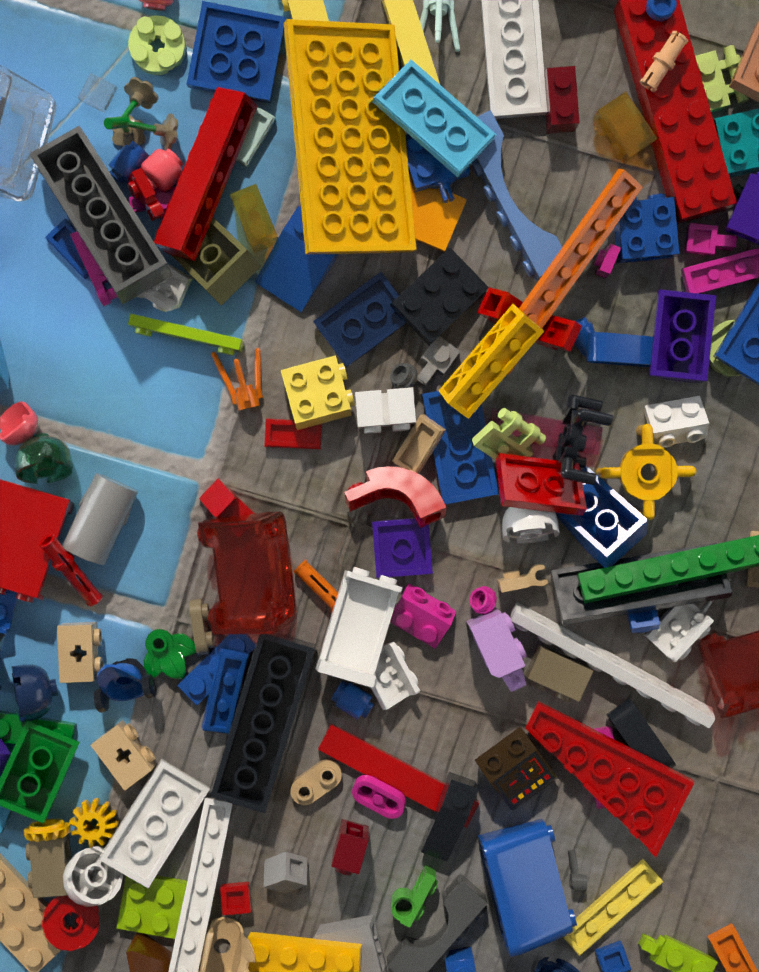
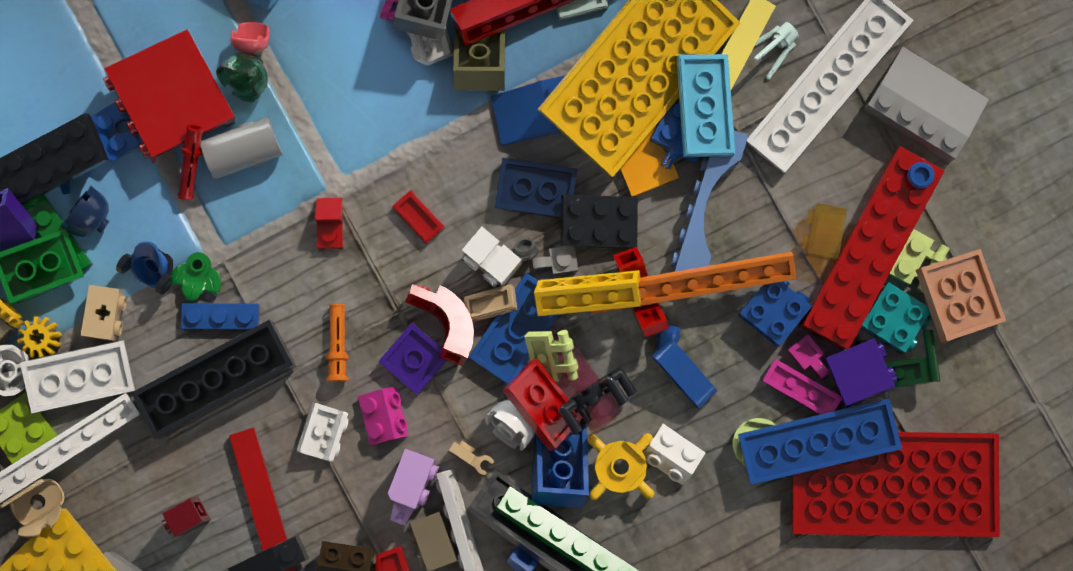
camera: 40 degrees right, 5 degrees down
(72, 664) = (144, 205): tan brick -> none
(202, 638) = (241, 272): dark tan plate -> none
(224, 691) = (208, 336): blue tile -> none
(225, 344) = (432, 116): lime plate -> none
(235, 898) = (78, 478): red plate -> none
(246, 396) = (412, 162): orange plant -> none
(250, 573) = (301, 277): clear red windscreen -> none
(254, 218) = (530, 56): clear yellow brick -> none
(285, 872) = (127, 494): light grey panel -> none
(315, 782) = (206, 455): tan plate -> none
(317, 392) = (459, 205): light yellow brick -> none
(352, 700) = (283, 425): blue brick -> none
(358, 627) = (335, 379): white panel -> none
(378, 796) = (236, 505): dark pink plate -> none
(483, 600) = (432, 444): dark pink plate -> none
(561, 100) = (801, 173): dark red brick -> none
(606, 259) = (730, 304): dark pink plate -> none
(664, 61) = (886, 212): light nougat pin -> none
(682, 336) = (728, 400): dark purple slope -> none

